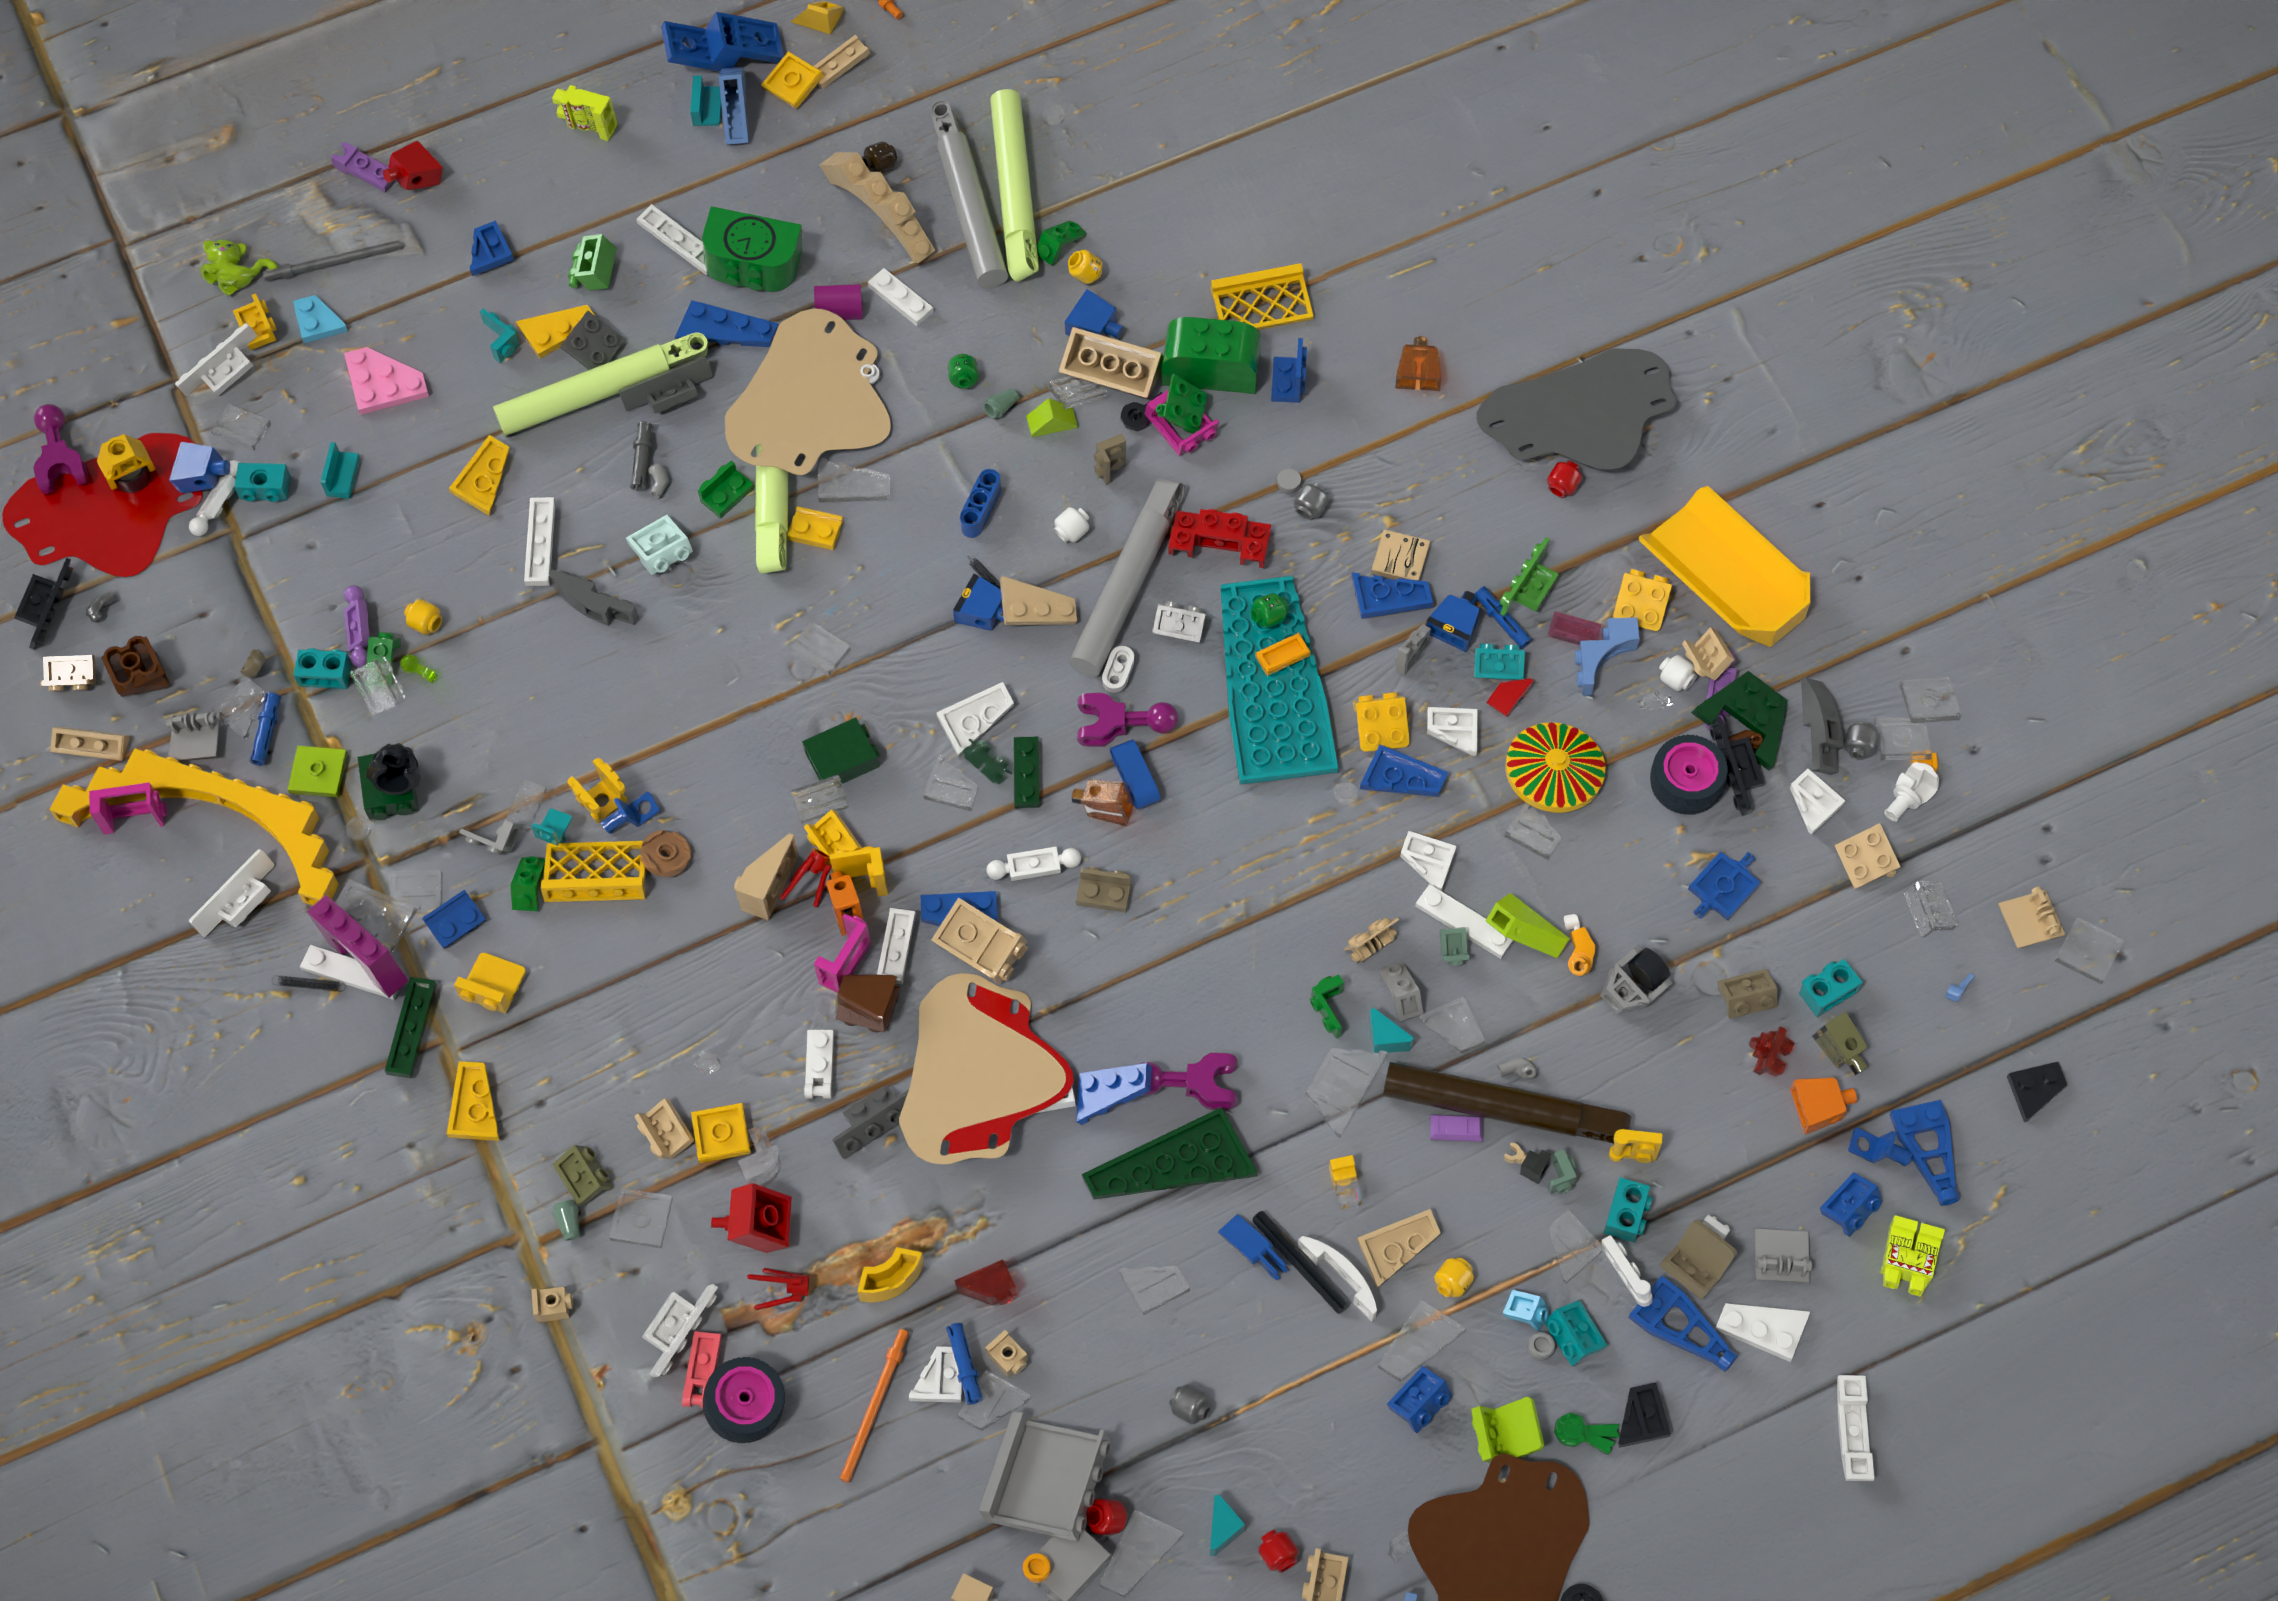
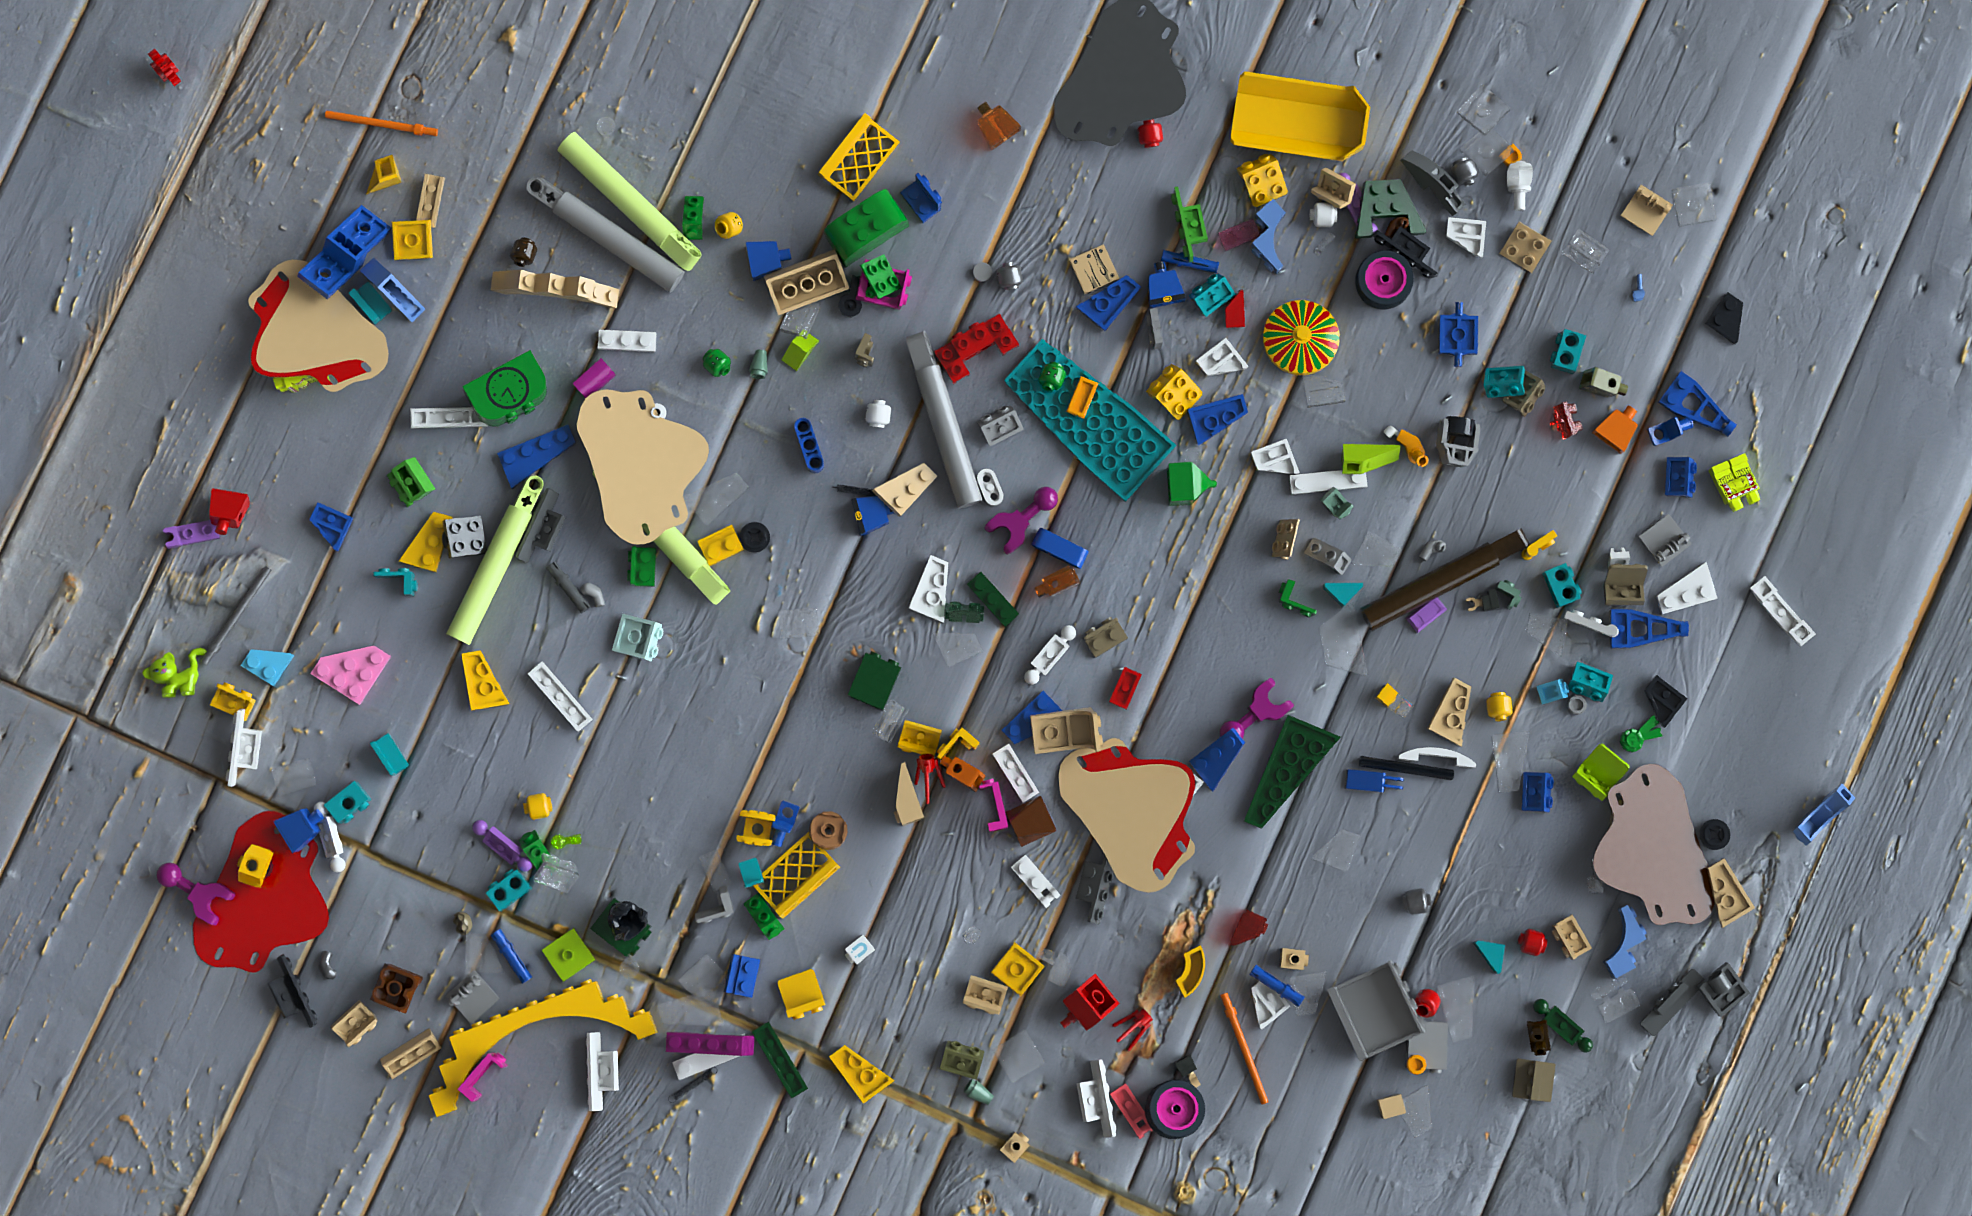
camera: 45 degrees left, 20 degrees up
(583, 597) = (621, 710): dark grey slope -> none
(586, 986) = (859, 950): none -> white brick
(628, 81) = (312, 334): none -> tan piece
(796, 1371) = (1186, 1067): none -> pearl dark grey piece
(843, 541) = (754, 527): none -> black gear
(1079, 953) = (1125, 688): none -> red plate
(1313, 806) = (1186, 483): none -> green piece
(1734, 963) = (1504, 381): none -> teal bracket

